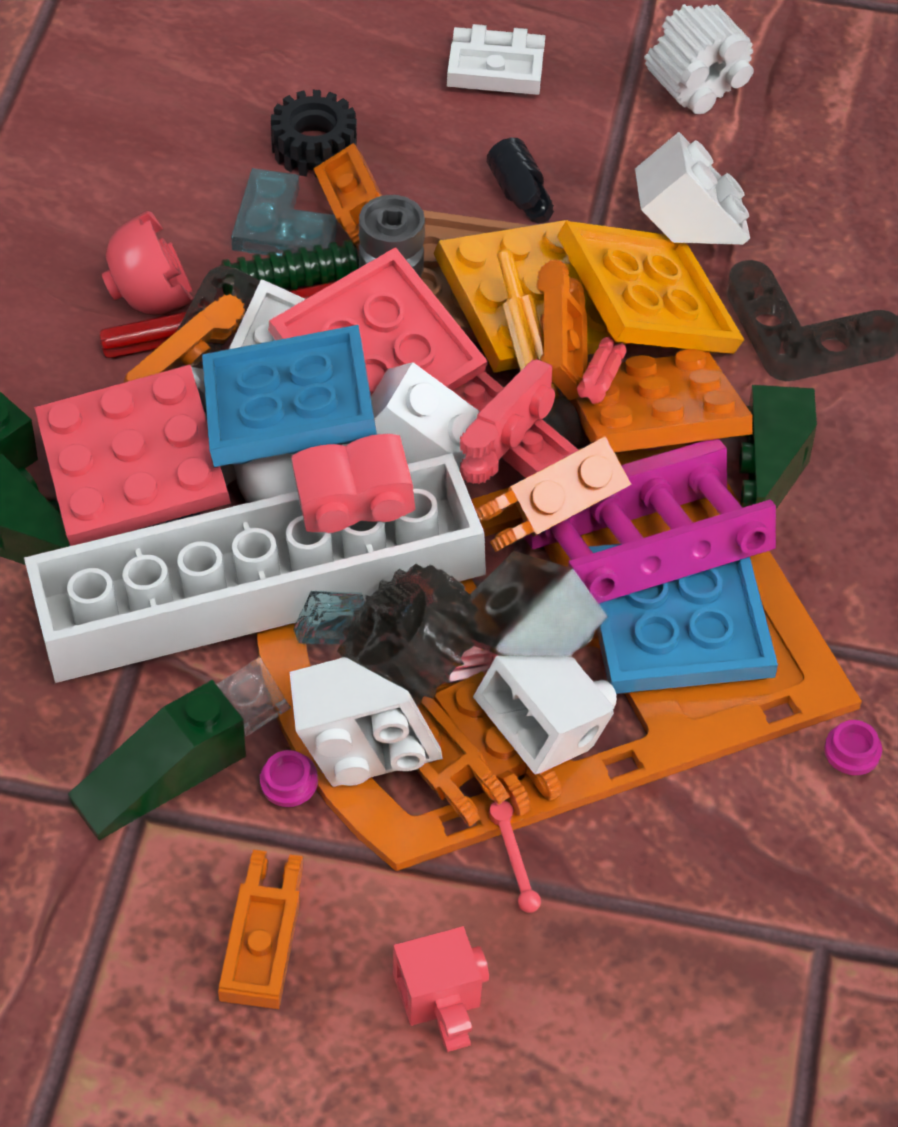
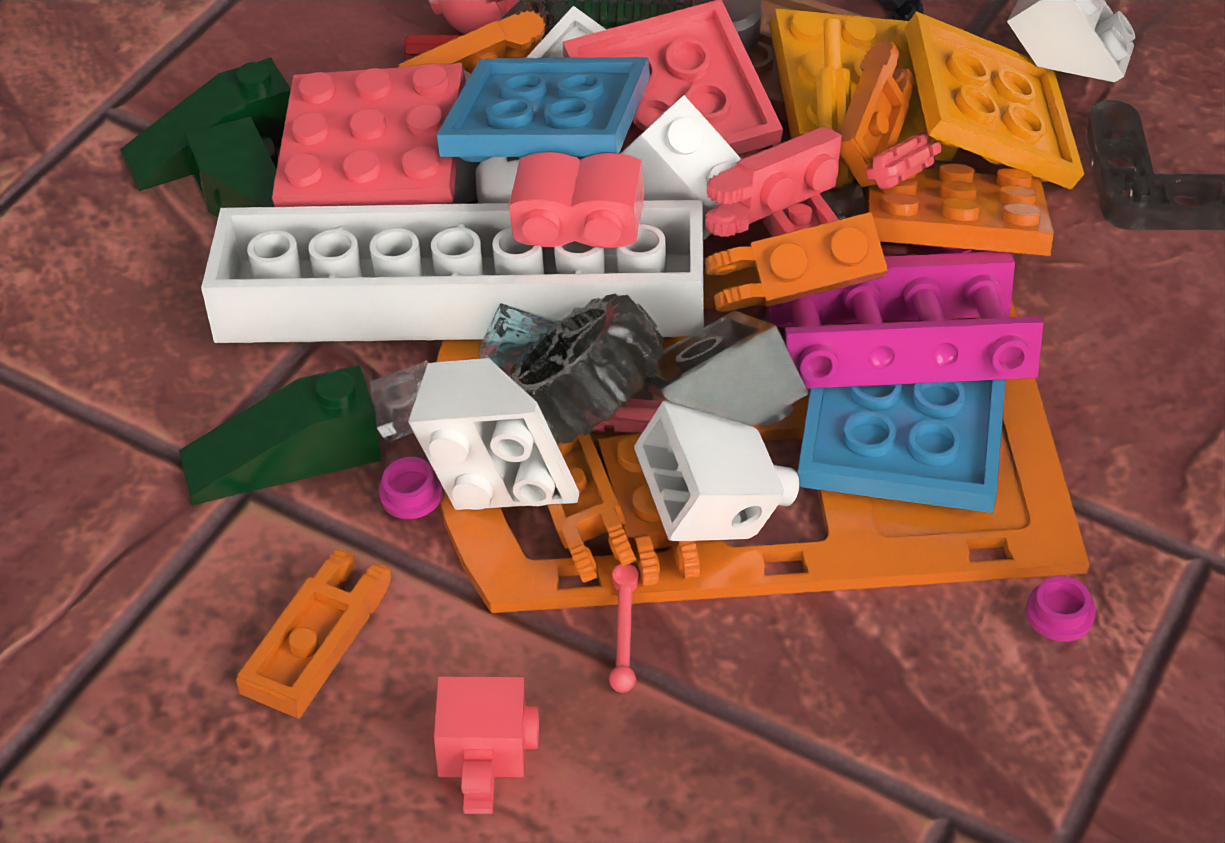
camera: 20 degrees right, 5 degrees down
(779, 442) = (1084, 278): dark green slope -> none

